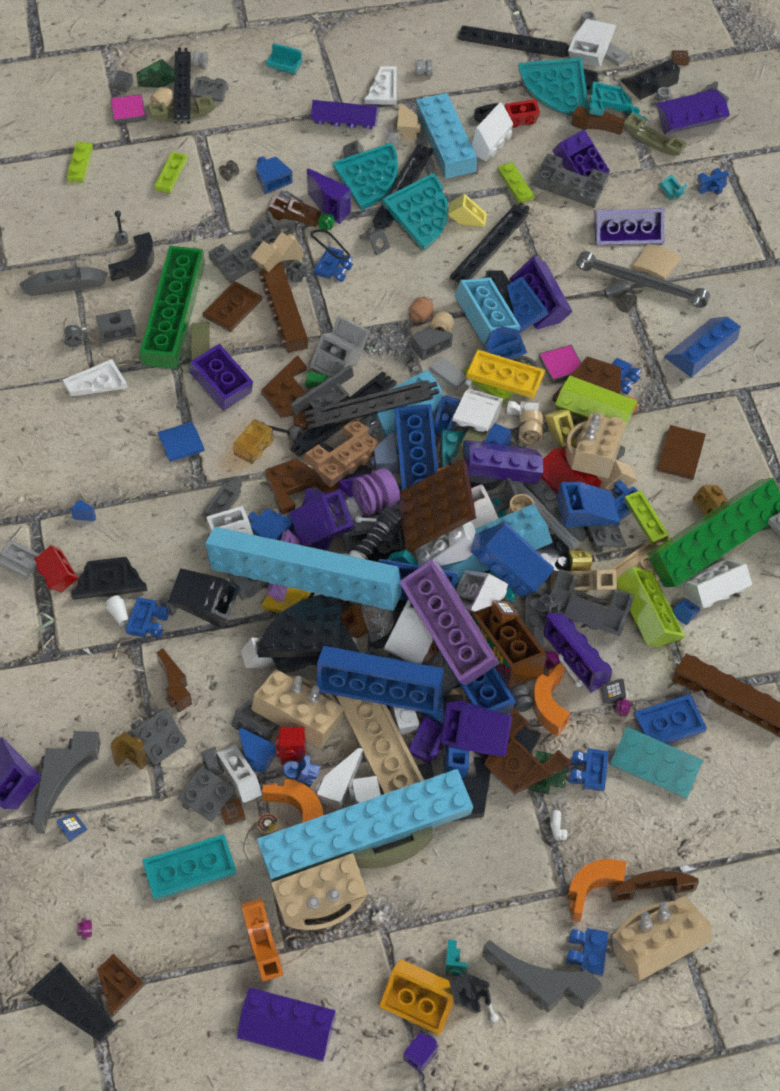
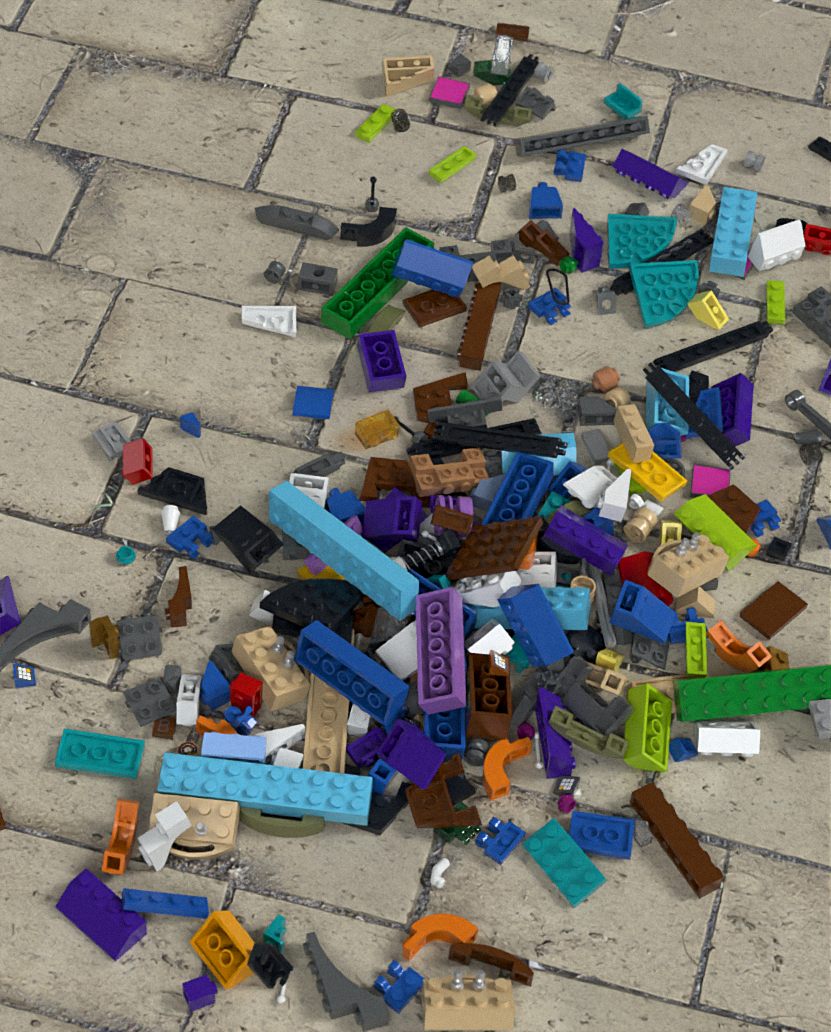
camera: 25 degrees right, 5 degrees down
(81, 106) = (406, 73): none -> tan wedge
(97, 663) = (125, 555): none -> teal plate
(99, 149) = (400, 120): none -> clear smoke wheel
(150, 34) = (518, 32): none -> reddish brown plate
(161, 56) = (502, 55): none -> clear slope
(218, 273) = (432, 268): none -> blue slope
(268, 102) = (582, 135): none -> dark grey brick
(272, 132) = (574, 168): none -> blue plate
(303, 925) = (158, 840): none -> white arch
(316, 802) = (234, 747): none -> light blue brick
(340, 983) = (165, 903): none -> blue plate
(381, 496) = (451, 519): none -> reddish brown tile
(457, 192) = (710, 286): none -> dark grey gear
(479, 347) = (633, 433): none -> tan brick
(507, 415) = (615, 498): none -> white slope
(517, 310) = (693, 415): none -> black hinge
(605, 640) = (585, 737): none -> olive slope
(653, 396) = (779, 549): none -> black plate
(678, 504) = (734, 652): none -> orange arch

